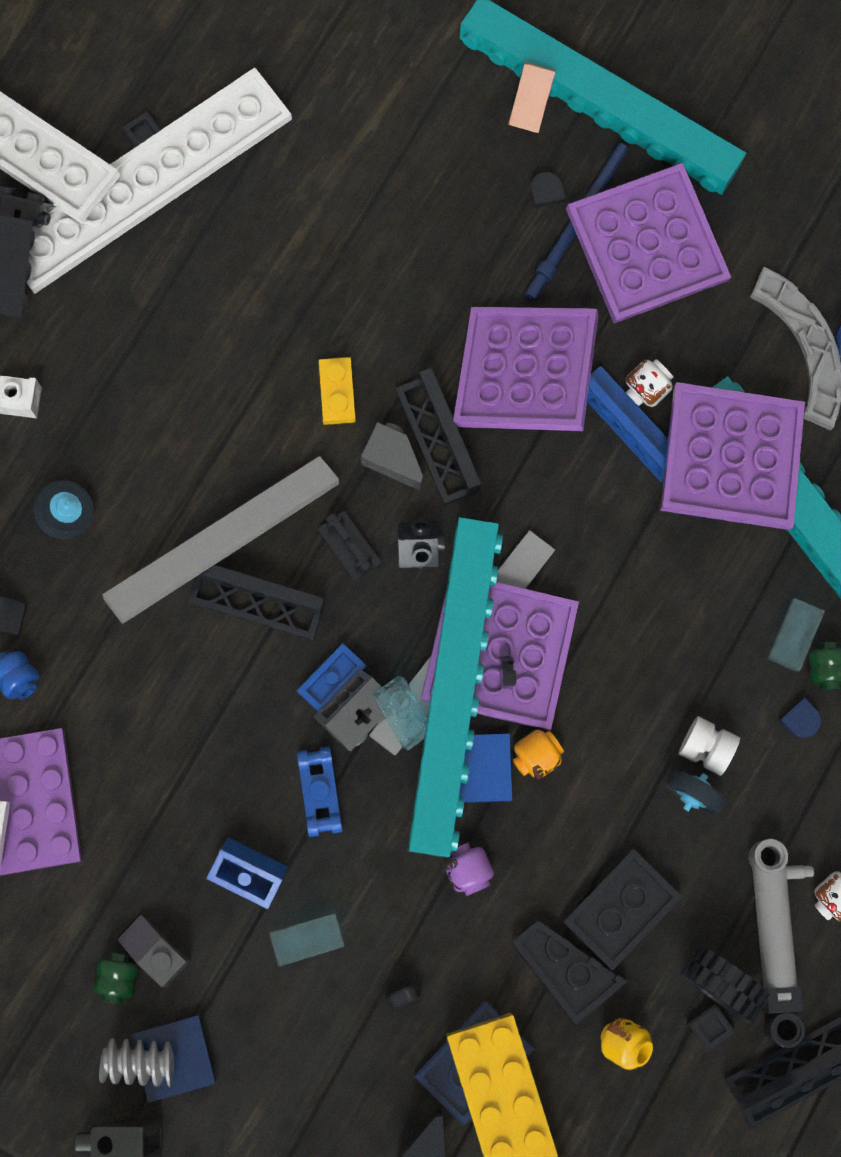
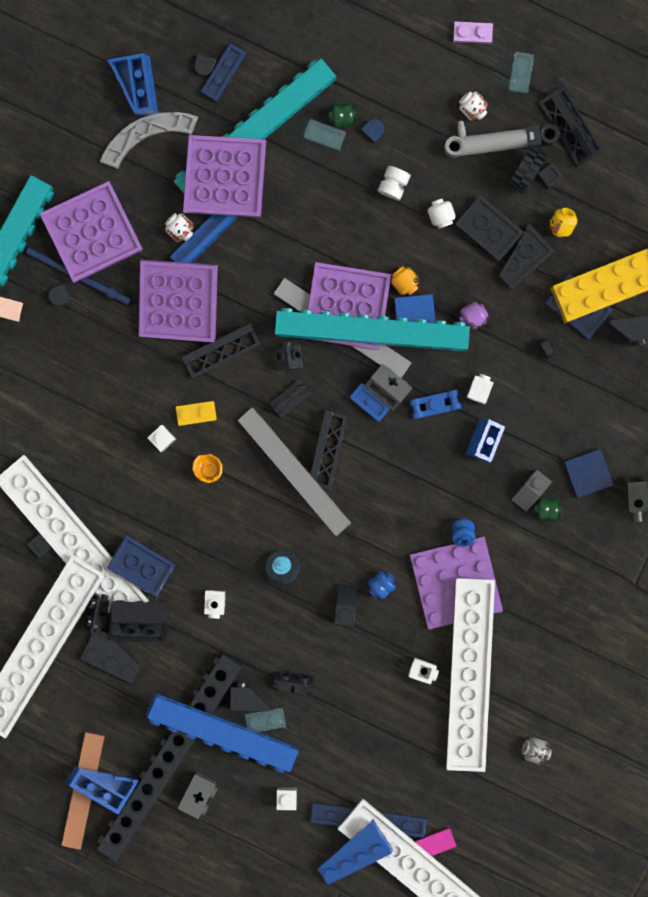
camera: 90 degrees left, 10 degrees up
(89, 282) = (140, 566): none -> dark blue tile
(89, 822) = (463, 532): none -> blue piece
(137, 1063) = (593, 491): light grey piece -> none
(242, 398) = (207, 468): none -> light orange hair
(299, 329) = (161, 438): none -> white brick
(307, 939) = (519, 404): clear light blue plate -> none
(339, 871) = (480, 389): none -> white brick
(392, 455) = (234, 376): dark grey slope -> none
(402, 712) = (388, 359): clear light blue plate -> none
(506, 672) = (364, 300): black tile -> none
(652, 825) = (441, 213): none -> white head
(695, 792) = (421, 190): black wheel -> none

